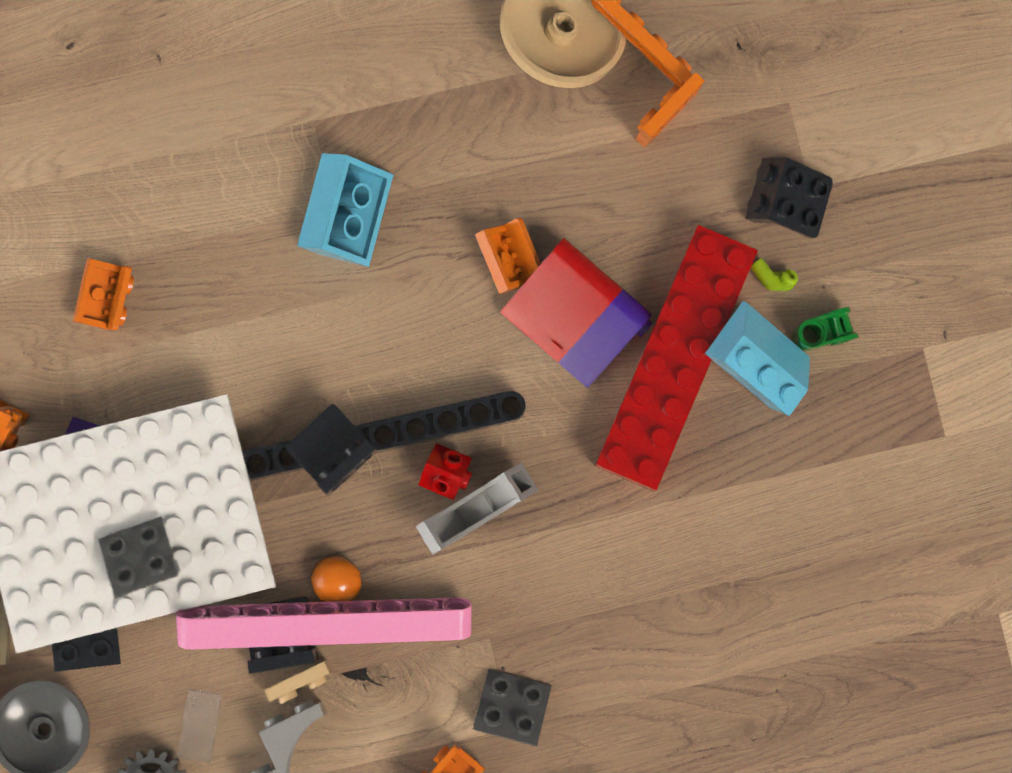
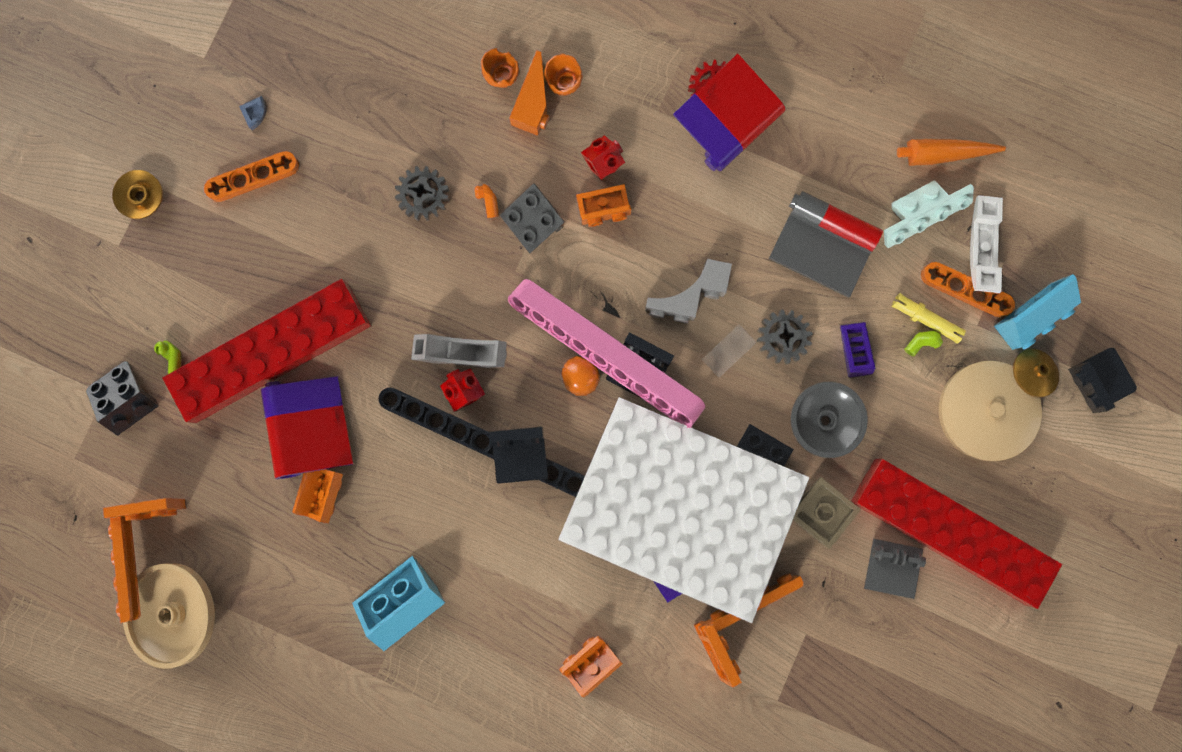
camera: 145 degrees left, 0 degrees up
(138, 557) = (688, 477): dark grey hinge -> none
(287, 689) = (658, 332): tan plate -> none
(573, 695) = (490, 200): none -> orange arm
(655, 658) = (412, 190): none -> dark grey gear
(762, 359) = (216, 308): medium azure slope -> none
(830, 328) = (163, 298): green piece -> none
(839, 523) = (253, 181): none -> orange beam
(896, 596) = (254, 112): none -> sand blue tile
(958, 410) = (129, 187): none -> pearl gold dish

